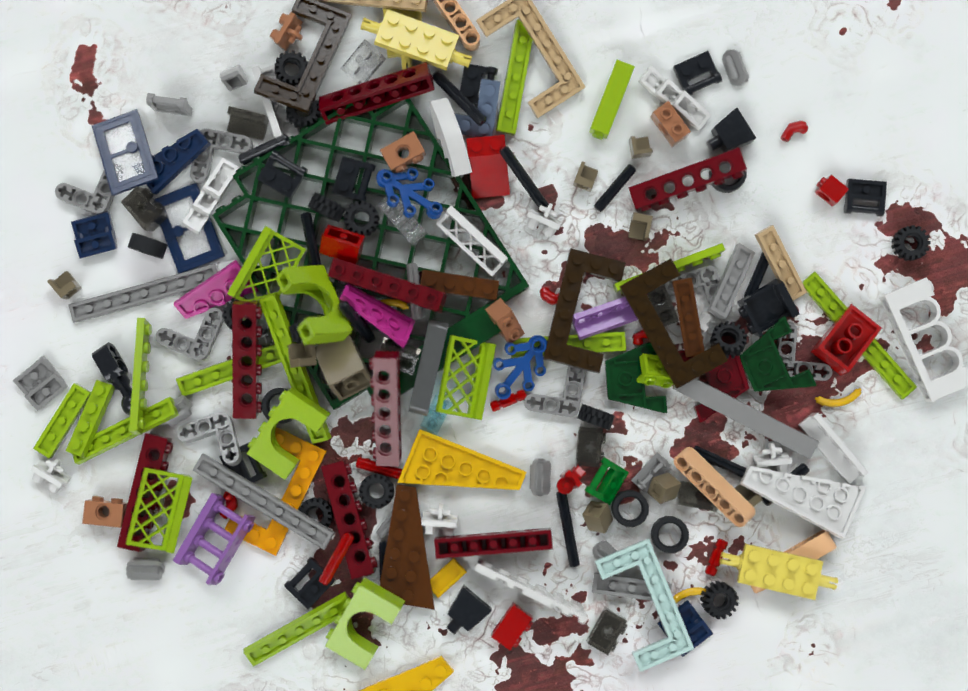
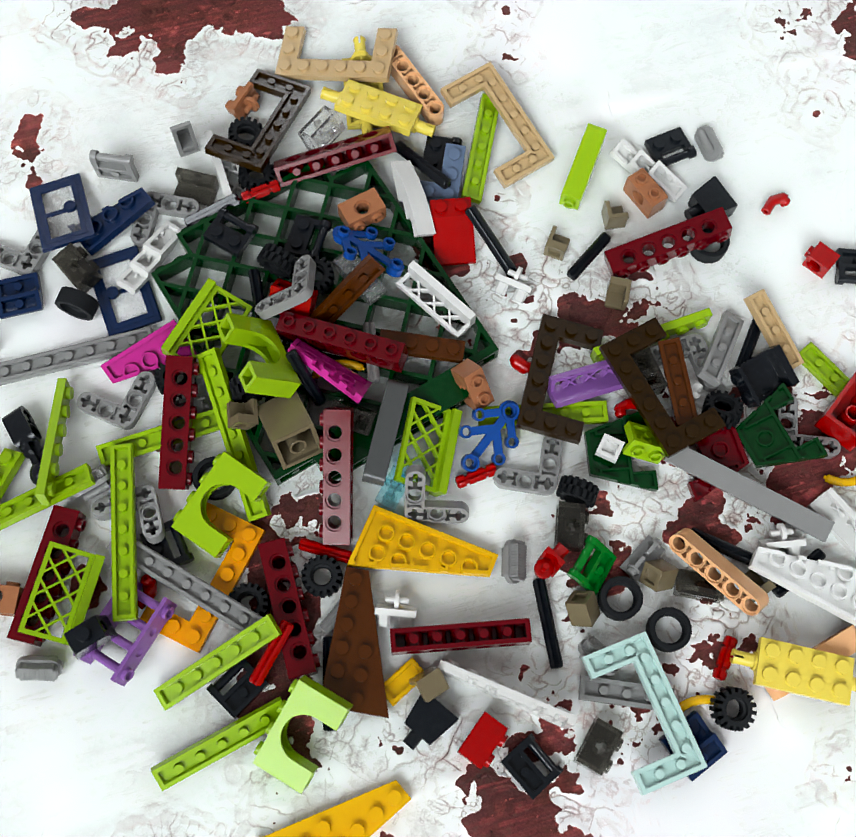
camera: 10 degrees left, 15 degrees down
(186, 548) = (90, 635): none -> black torso
(206, 456) = (123, 533): none -> lime tile
(293, 566) = (217, 661): none -> lime plate
(308, 129) = (261, 190): none -> red axle
(348, 243) = (299, 292): none -> light grey beam
(391, 239) = (348, 290): none -> reddish brown plate
(464, 433) = (419, 502): none -> light grey beam
(467, 582) = (430, 683): none -> dark tan panel
(546, 650) = (526, 772): none -> black plate
(625, 378) = (609, 448): none -> white plate

